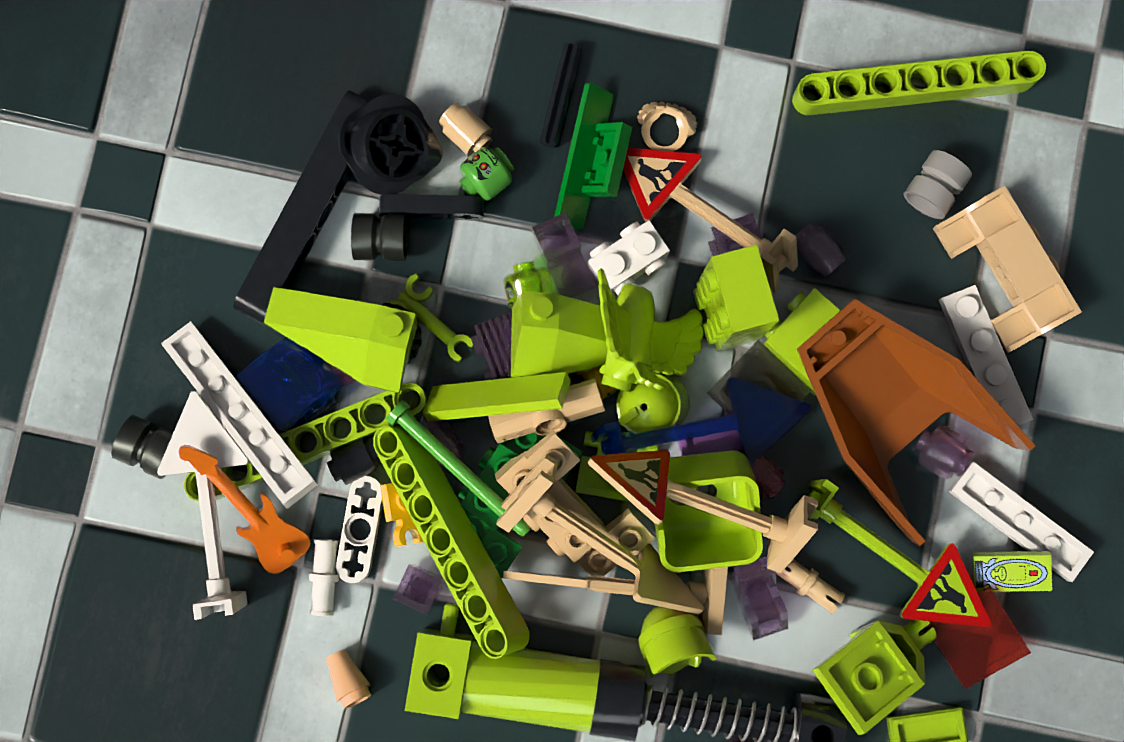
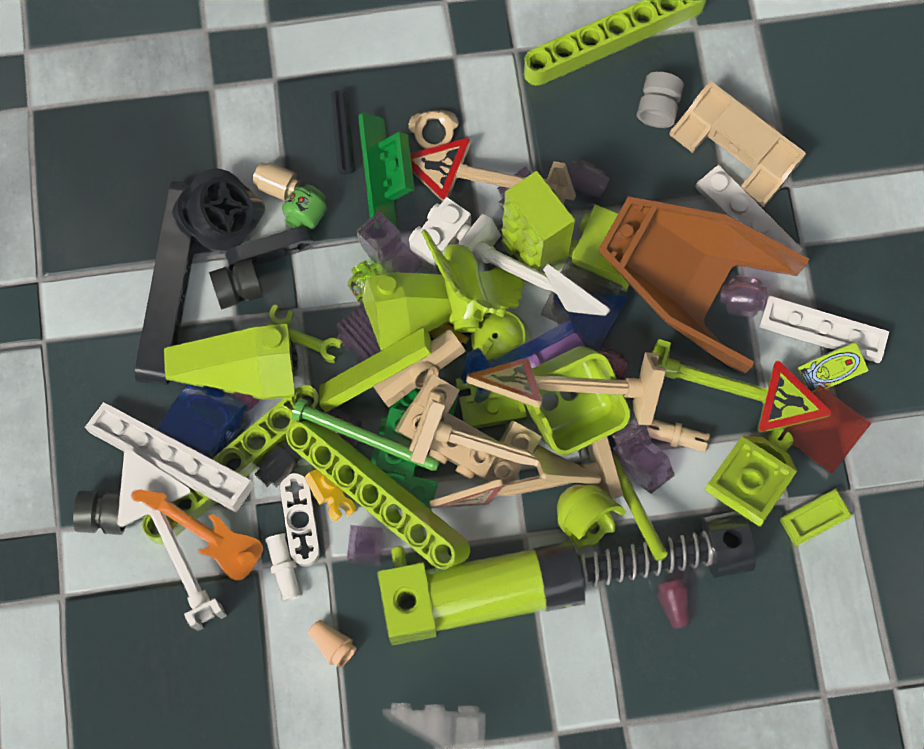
camera: 20 degrees left, 10 degrees down
(665, 286) = (574, 299): none -> white piece
(731, 662) = (639, 513): none -> lime bar

